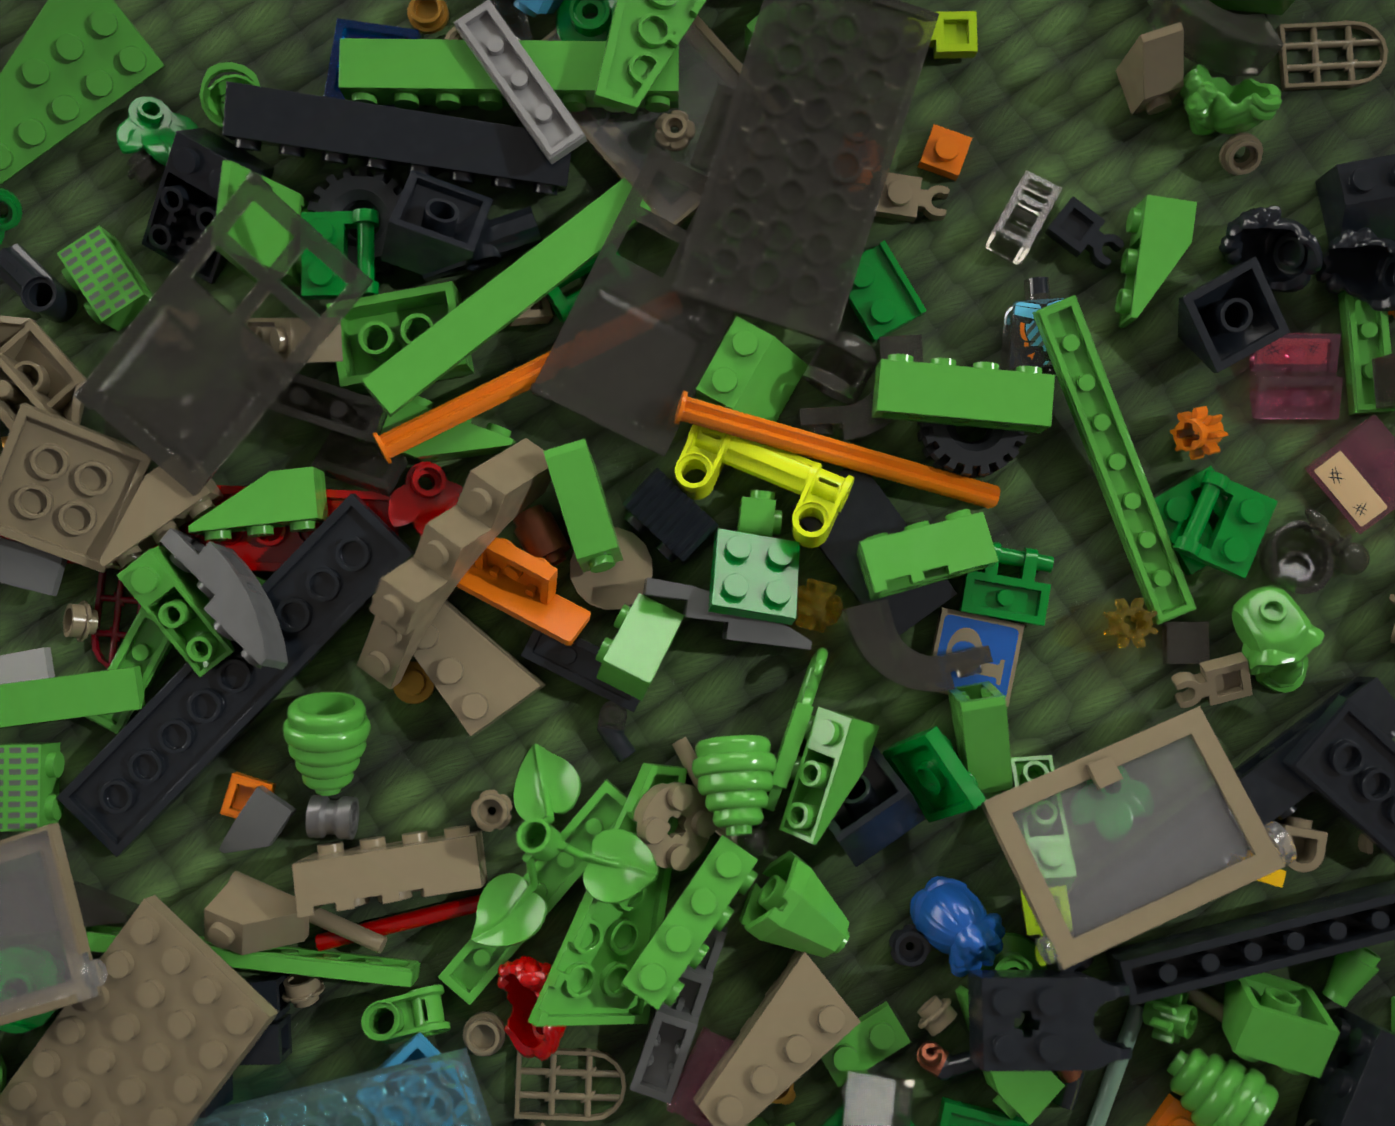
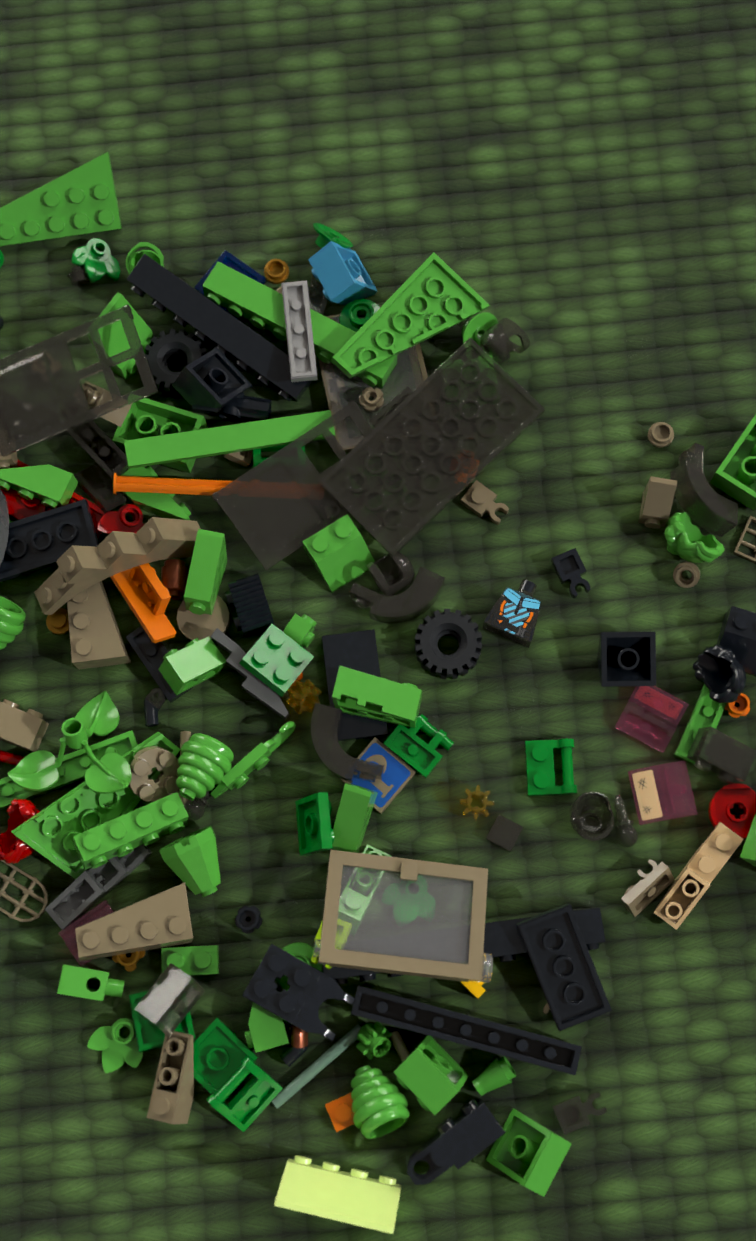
camera: 30 degrees right, 10 degrees down
(106, 278) = (24, 321): bright green brick -> none
(190, 195) = (93, 299): black slope -> none
(317, 279) = (156, 358): green plate -> none
(483, 818) = (55, 709): dark tan plate -> none
(821, 491) = (339, 633): neon yellow piece -> none
(827, 772) = (263, 786): bright green slope -> none
(835, 452) = (363, 618): orange axle -> none
(875, 811) = (267, 821): black slope -> none
(883, 294) = (439, 545): green plate -> none
(936, 1015) = (240, 966): dark tan plate -> none
(942, 1063) = (229, 998): arm -> none
(945, 152) = (518, 488): orange plate -> none
(955, 35) = (555, 426): lime plate -> none
(957, 924) = (282, 920): blue hair -> none
(962, 394) = (446, 620): bright green brick -> none
(1012, 241) = (530, 556): clear smoke slope -> none
(1114, 459) = (516, 706): bright green tile -> none
(1159, 237) = (610, 600): bright green slope -> none
(1209, 428) = (574, 716): orange gear -> none
(1218, 682) = (511, 863): dark tan plate -> none
(1236, 531) = (565, 781): green plate -> none
(1275, 637) = (555, 857): bright green head -> none
(1281, 245) = (673, 634): black hair -> none
(1309, 843) = (503, 981): dark tan plate -> none

